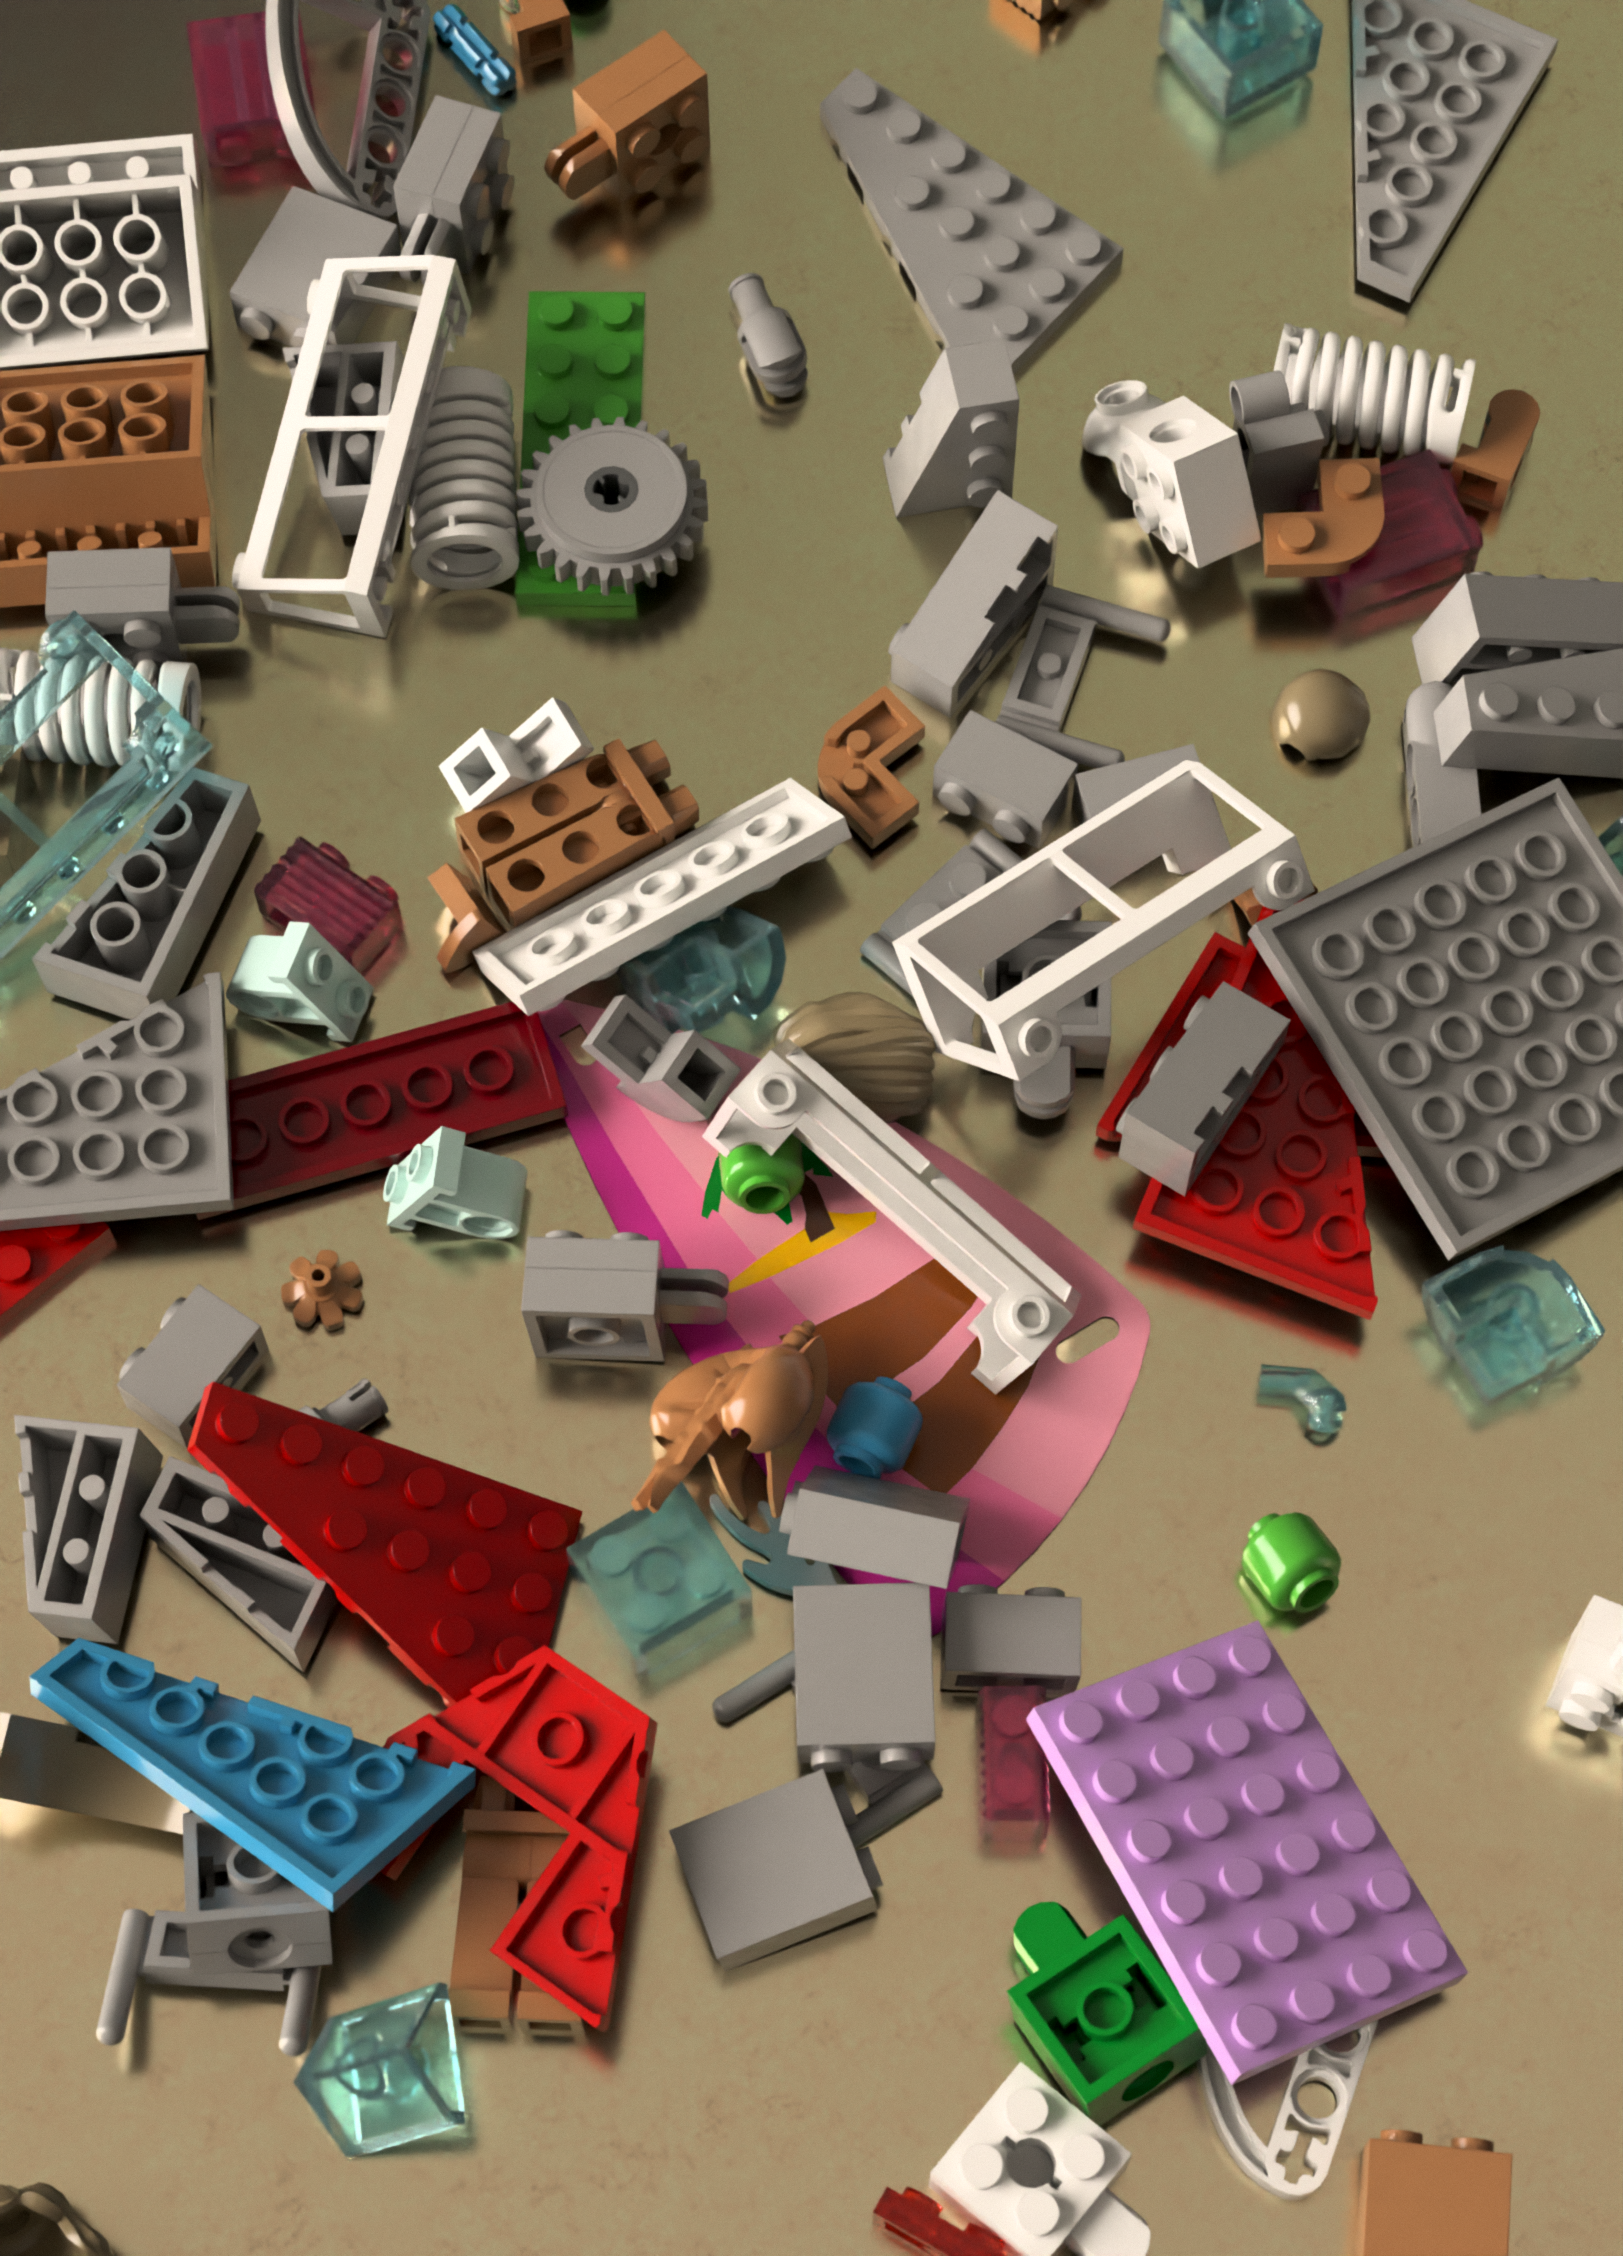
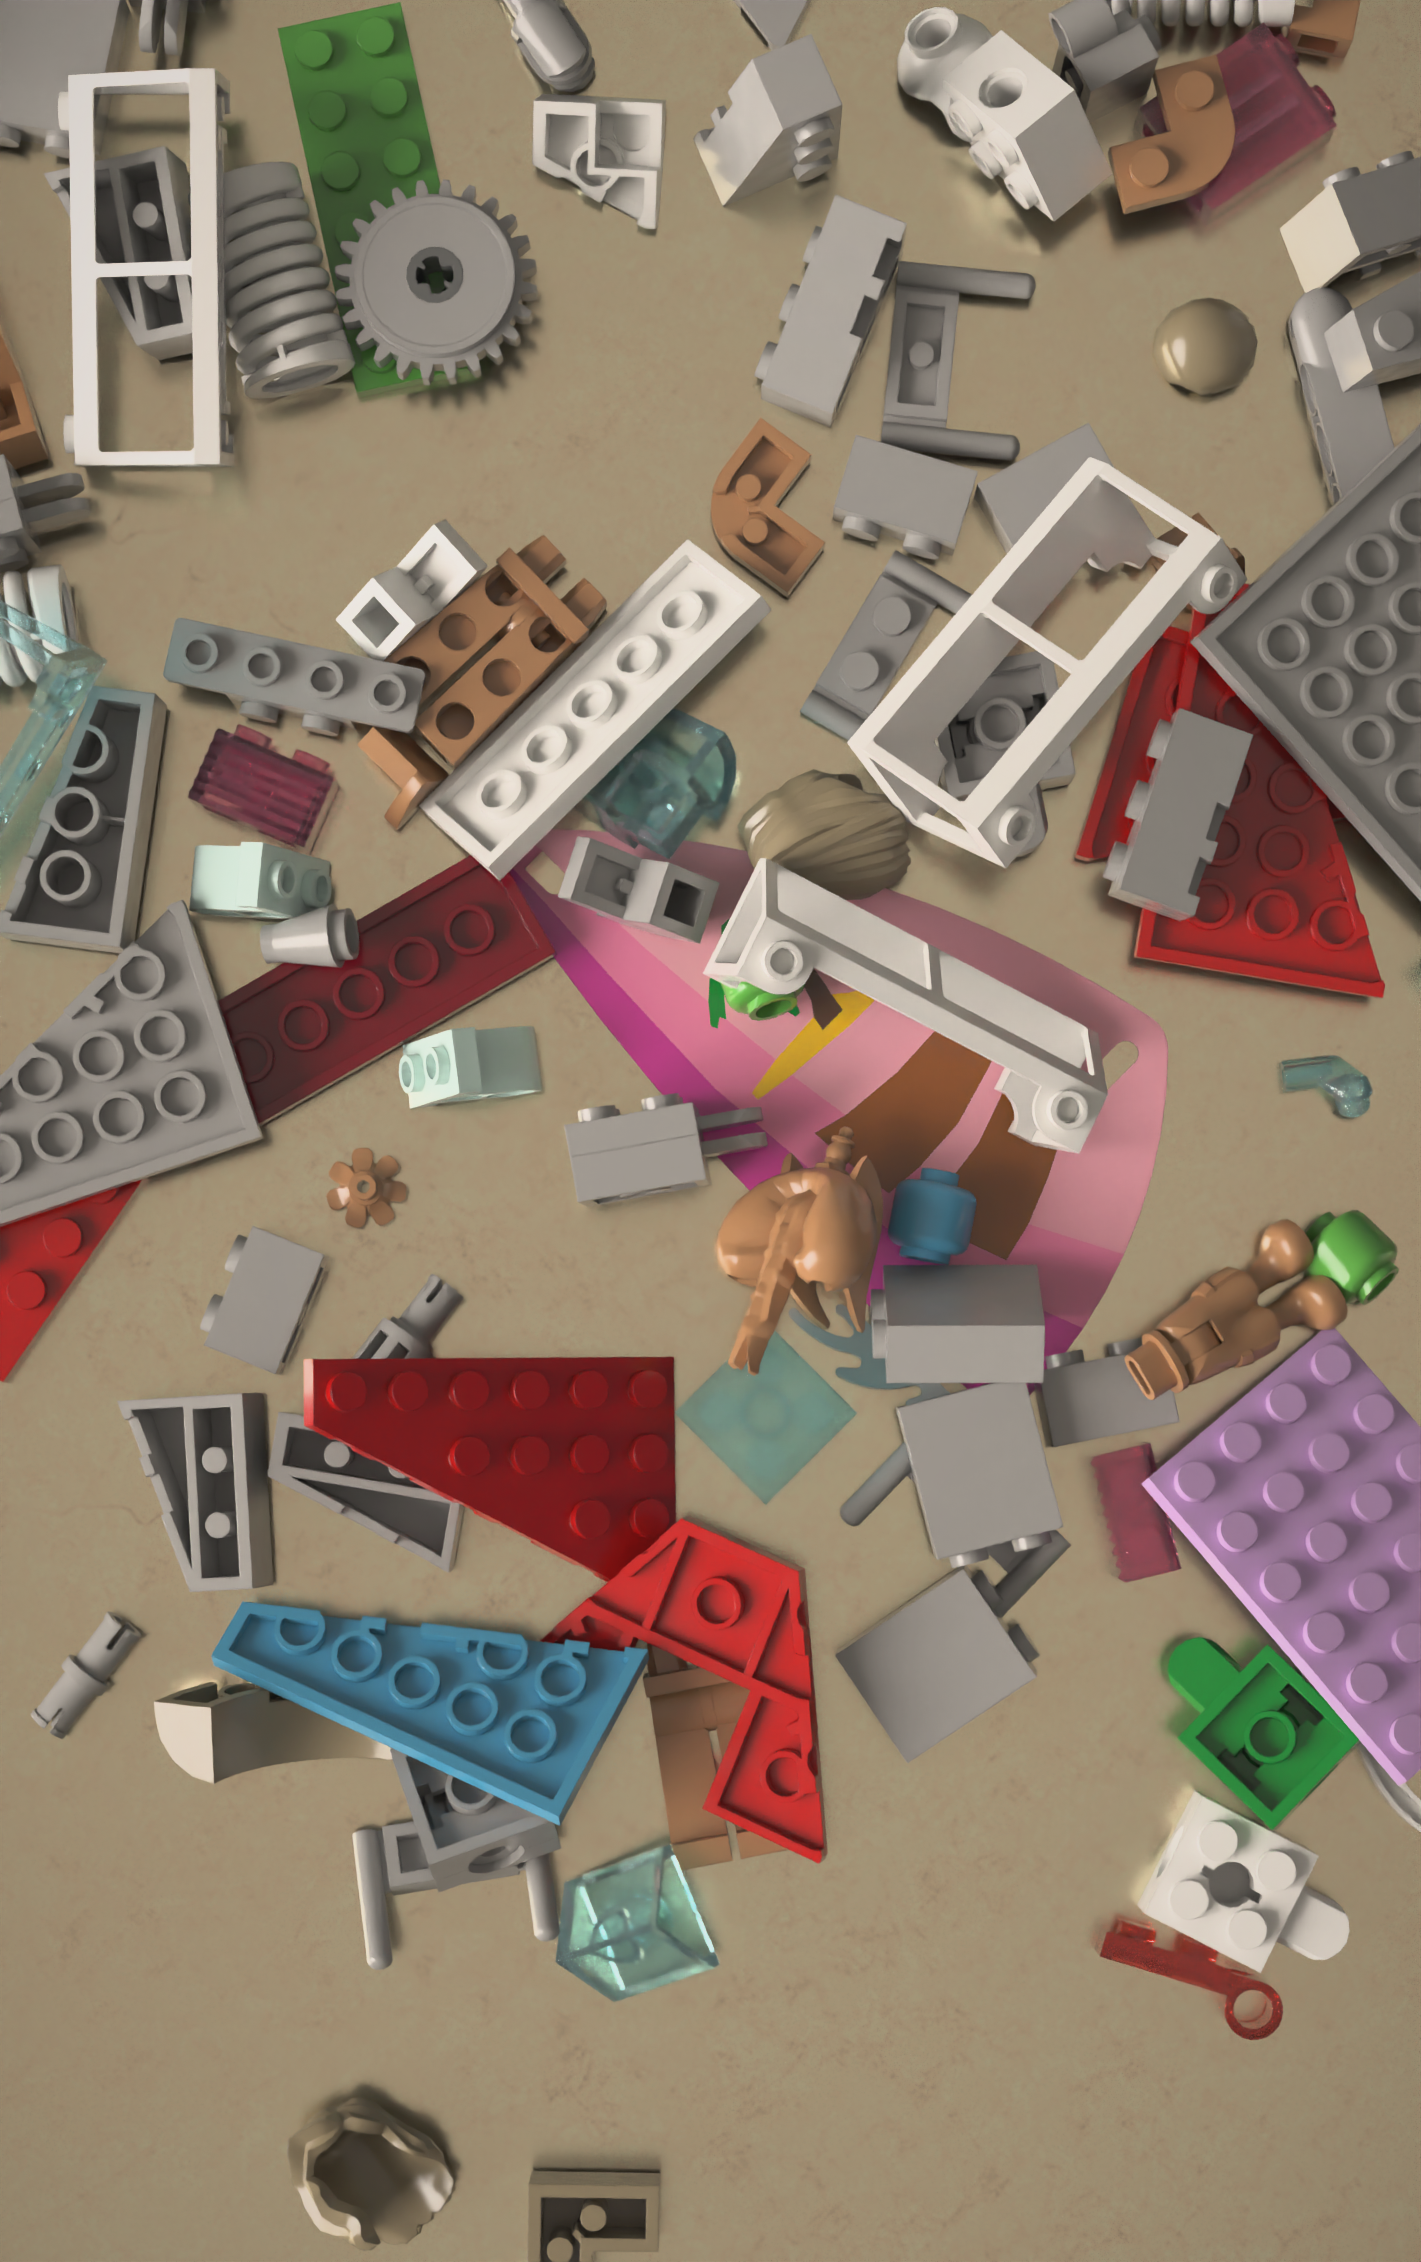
camera: 10 degrees left, 20 degrees up
(337, 1036) = (314, 938): none -> light grey cone
(383, 812) = (294, 679): none -> light grey bracket
(798, 444) = (604, 148): none -> white slope
(1149, 1587) = (1226, 1325): none -> medium nougat piece

